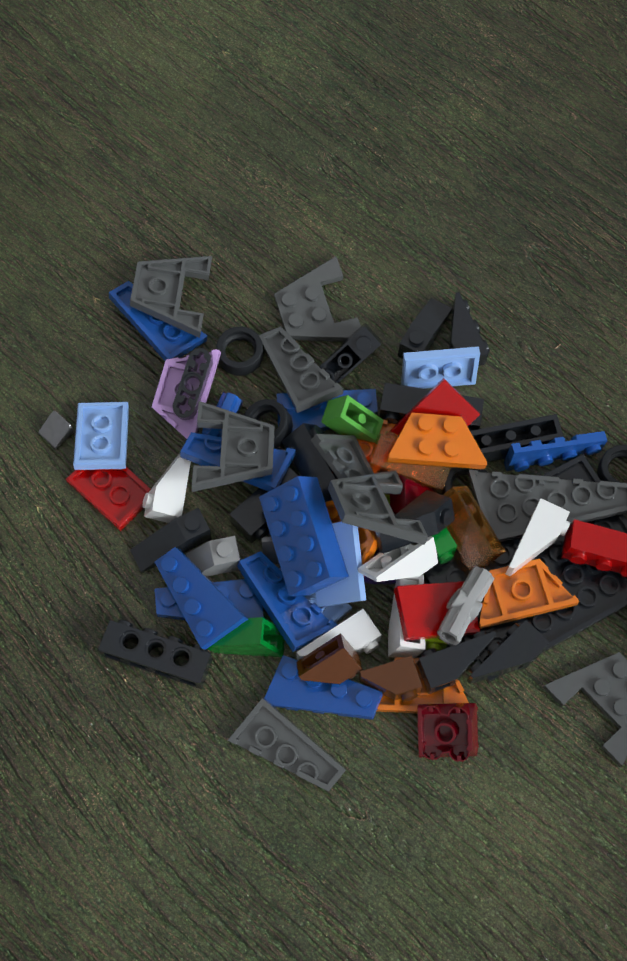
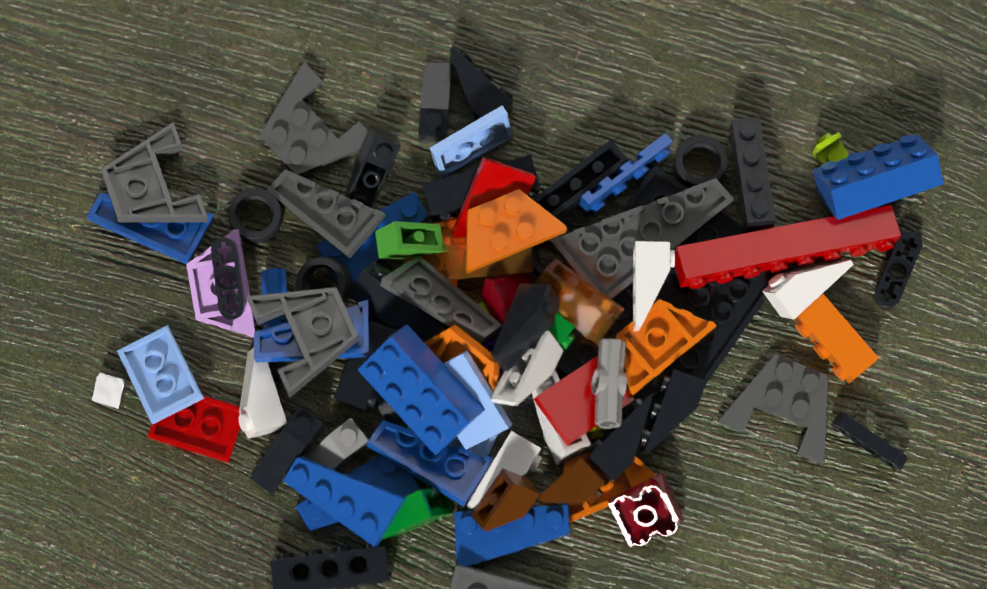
camera: 25 degrees left, 10 degrees up
(363, 504) = (471, 336): dark grey wing -> none

